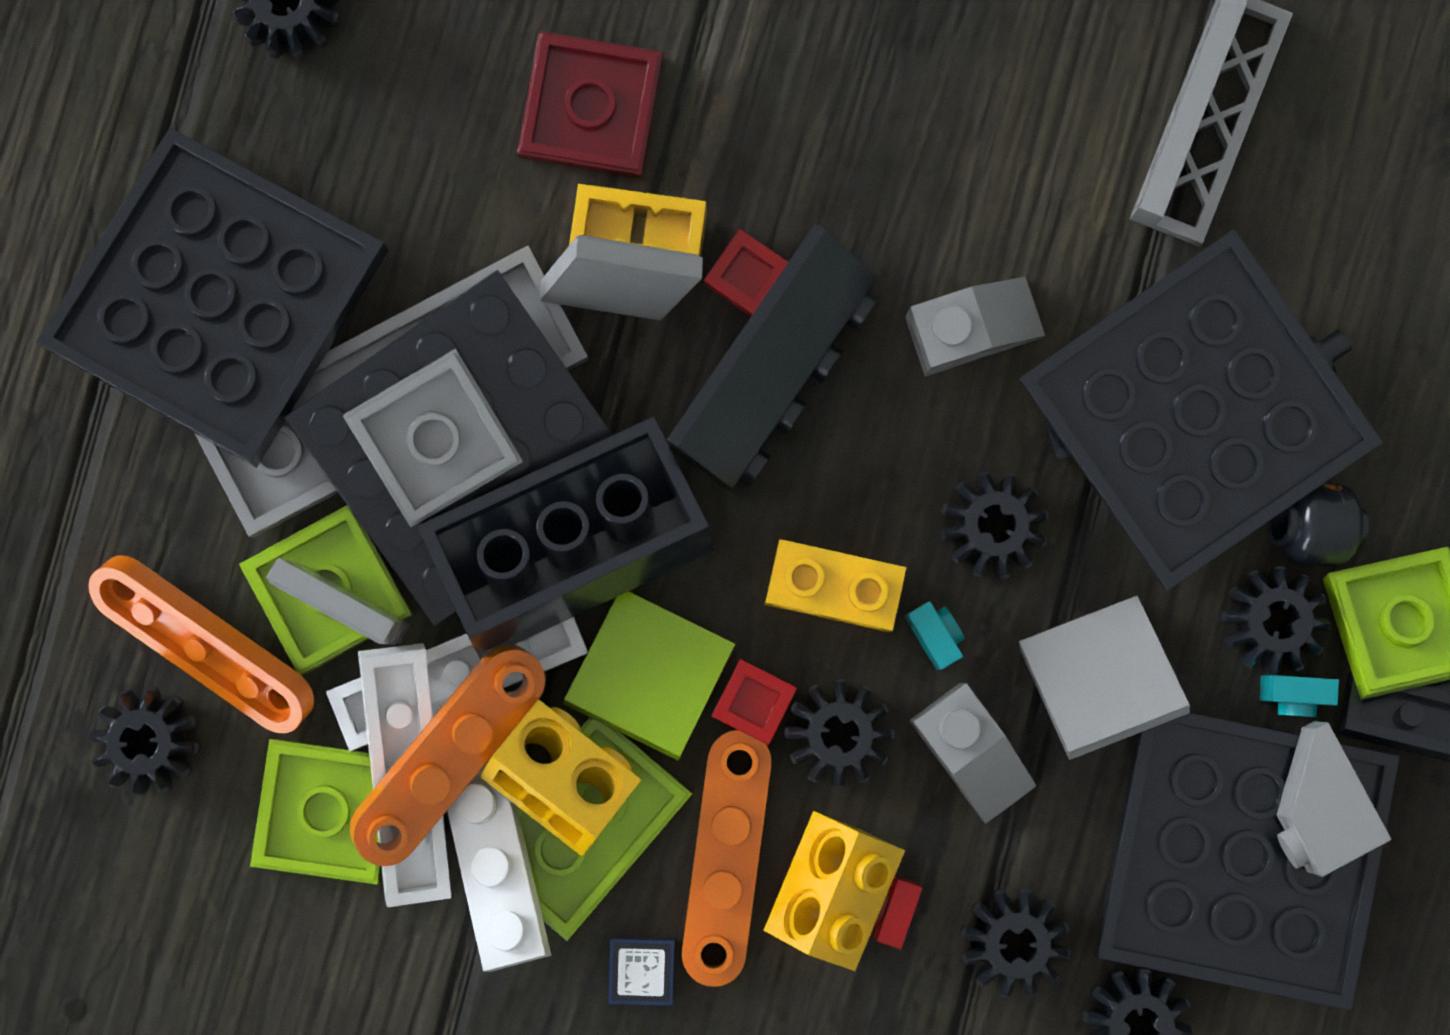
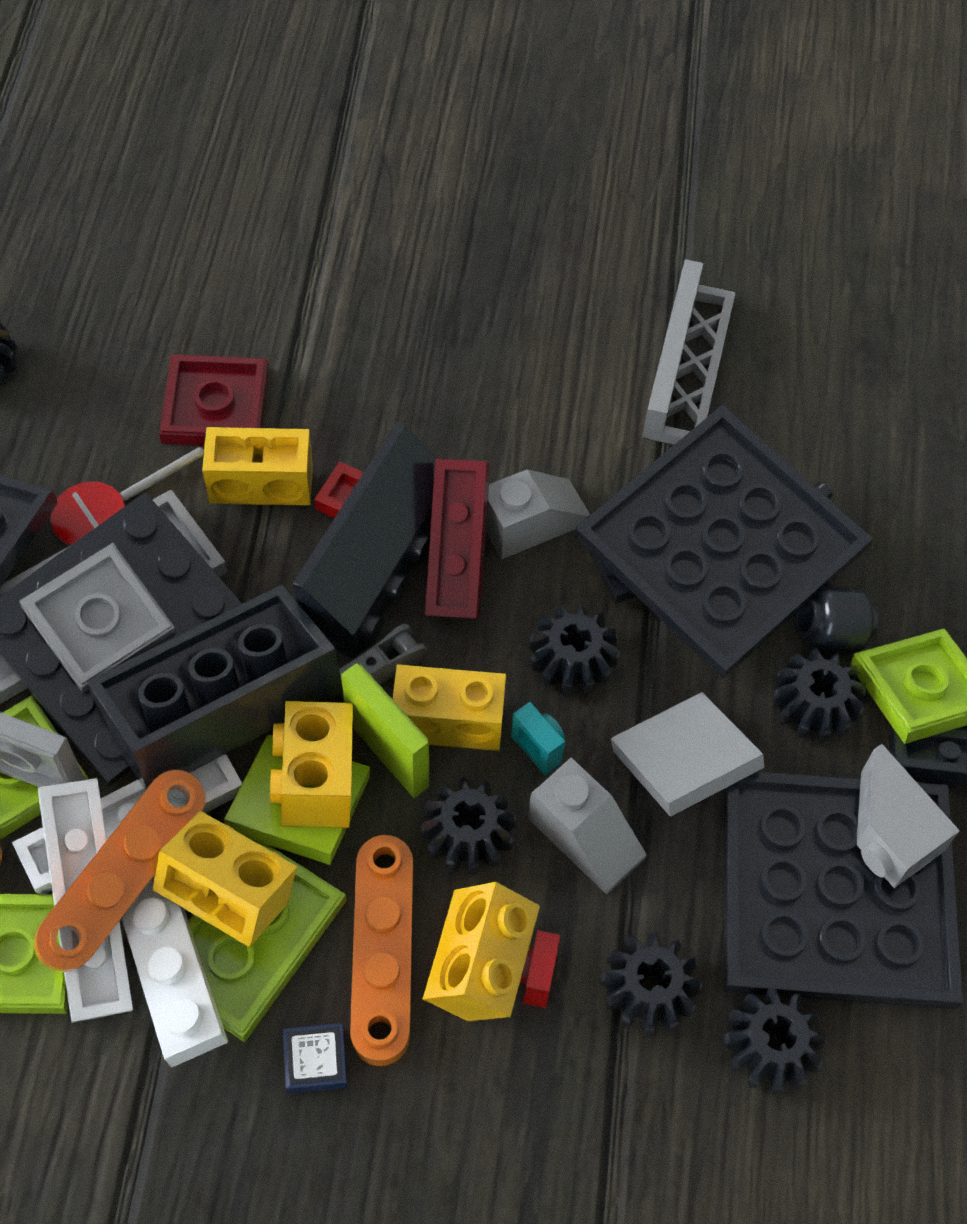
camera: 10 degrees left, 25 degrees down
(433, 251) = (92, 503): none -> red piece
(620, 277) = (245, 489): light grey tile -> none
(686, 651) = (317, 754): none -> yellow brick
(749, 515) = (375, 658): none -> dark grey bar
(754, 702) = (391, 809): red plate -> none
(758, 617) = (387, 730): none -> lime tile
(873, 367) = (457, 538): none -> dark red plate
(1298, 694) = (849, 746): teal plate -> none

